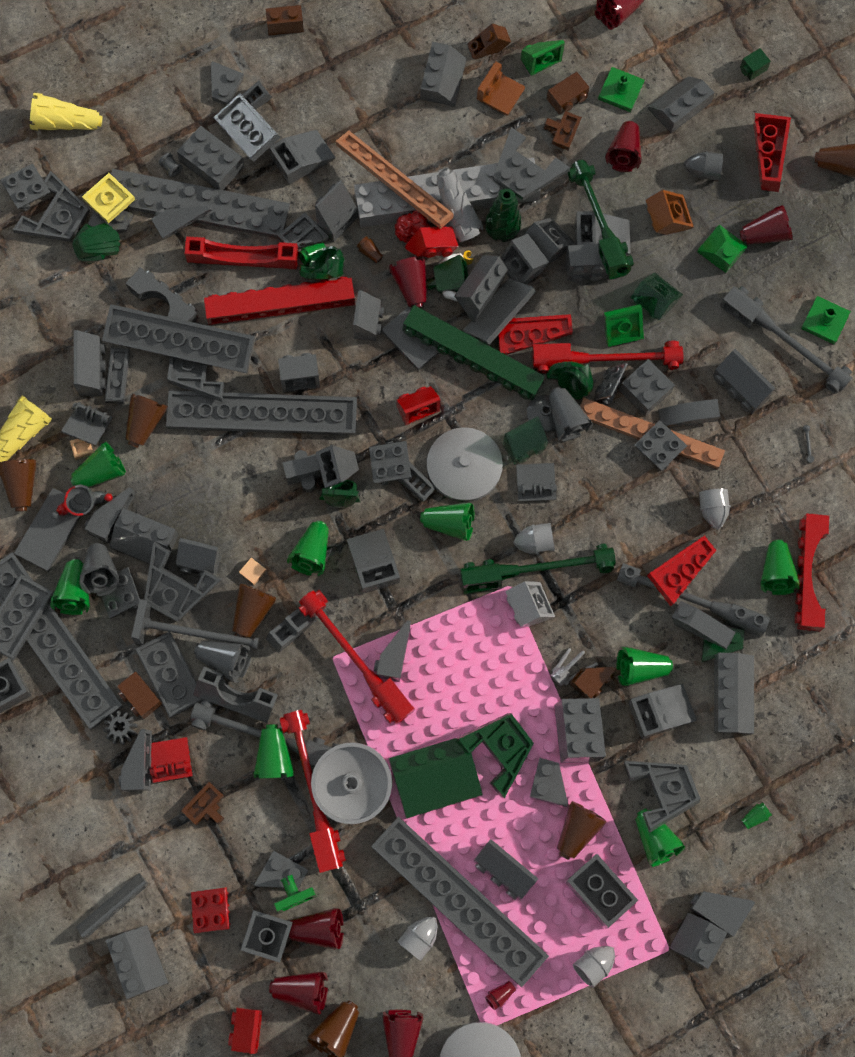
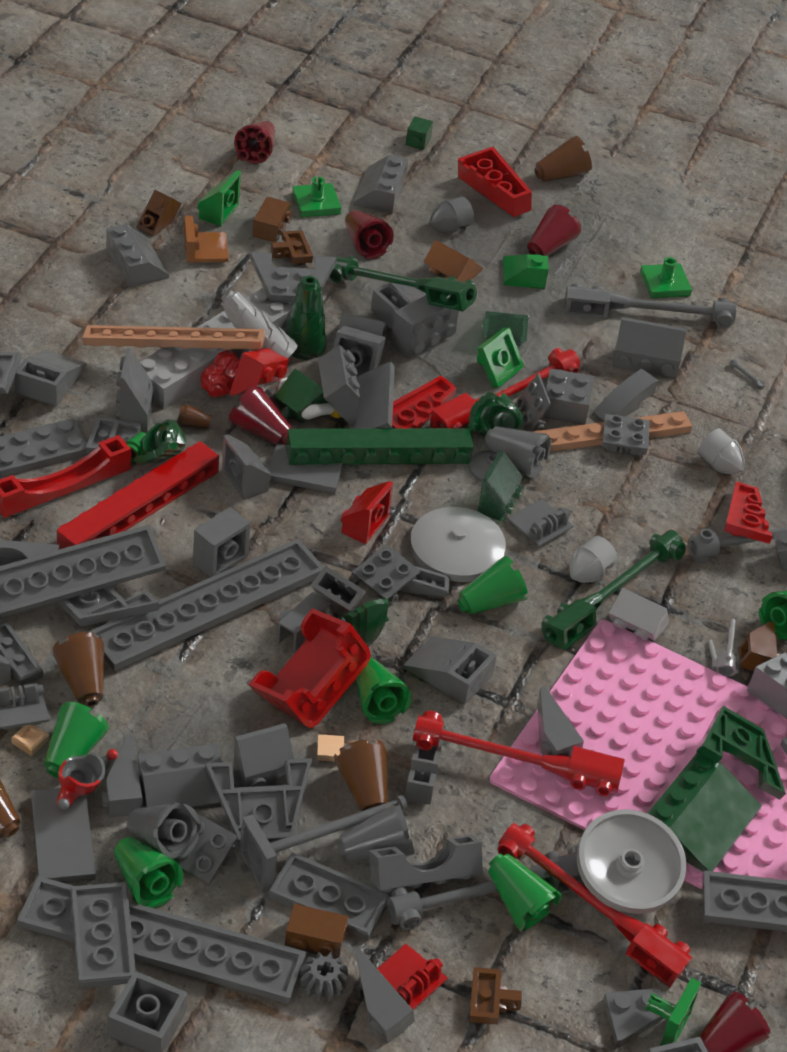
camera: 40 degrees left, 30 degrees down
(277, 514) = (317, 670): none -> red windscreen

